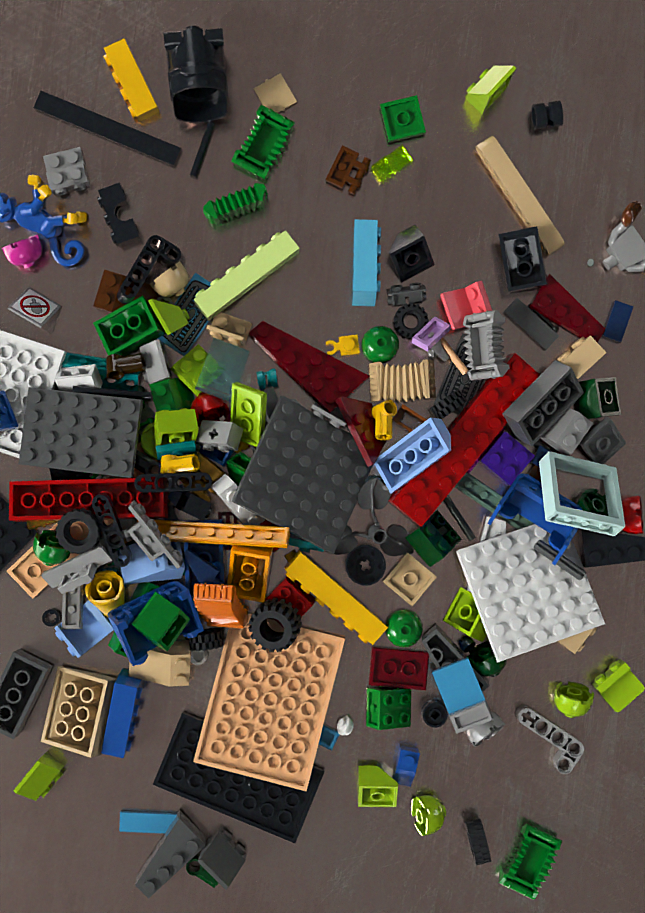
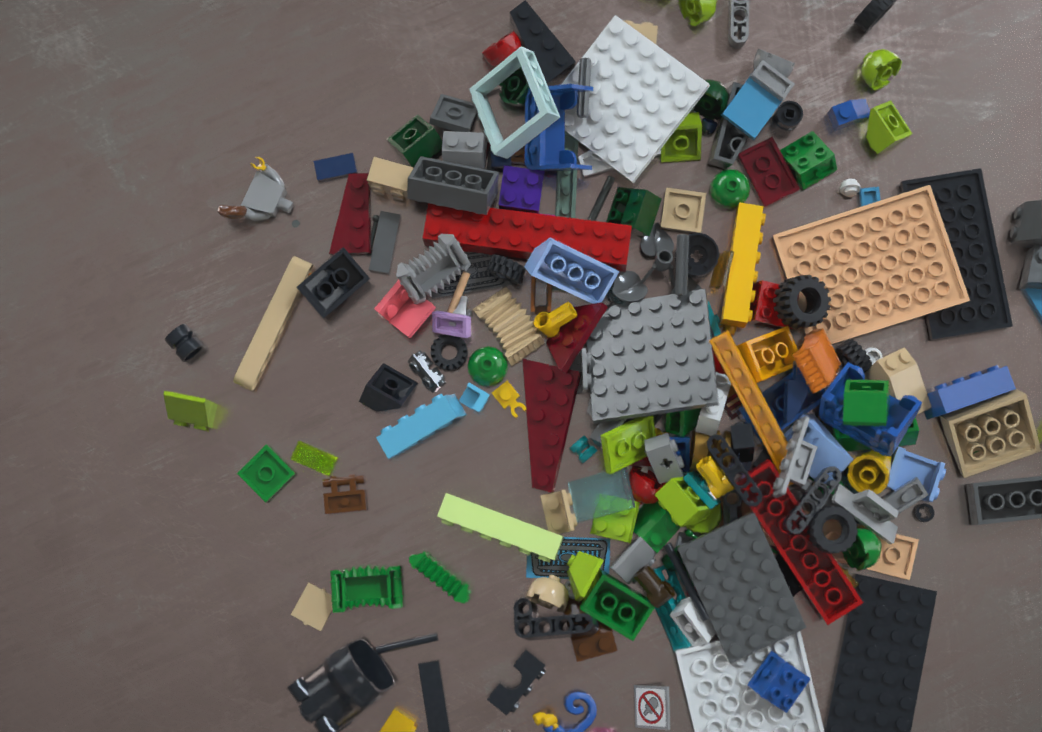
camera: 125 degrees left, 5 degrees down
(342, 578) = (721, 270): none -> clear yellow piece
(361, 318) = (474, 398): none -> medium azure panel
(364, 546) = (682, 255): none -> dark grey axle

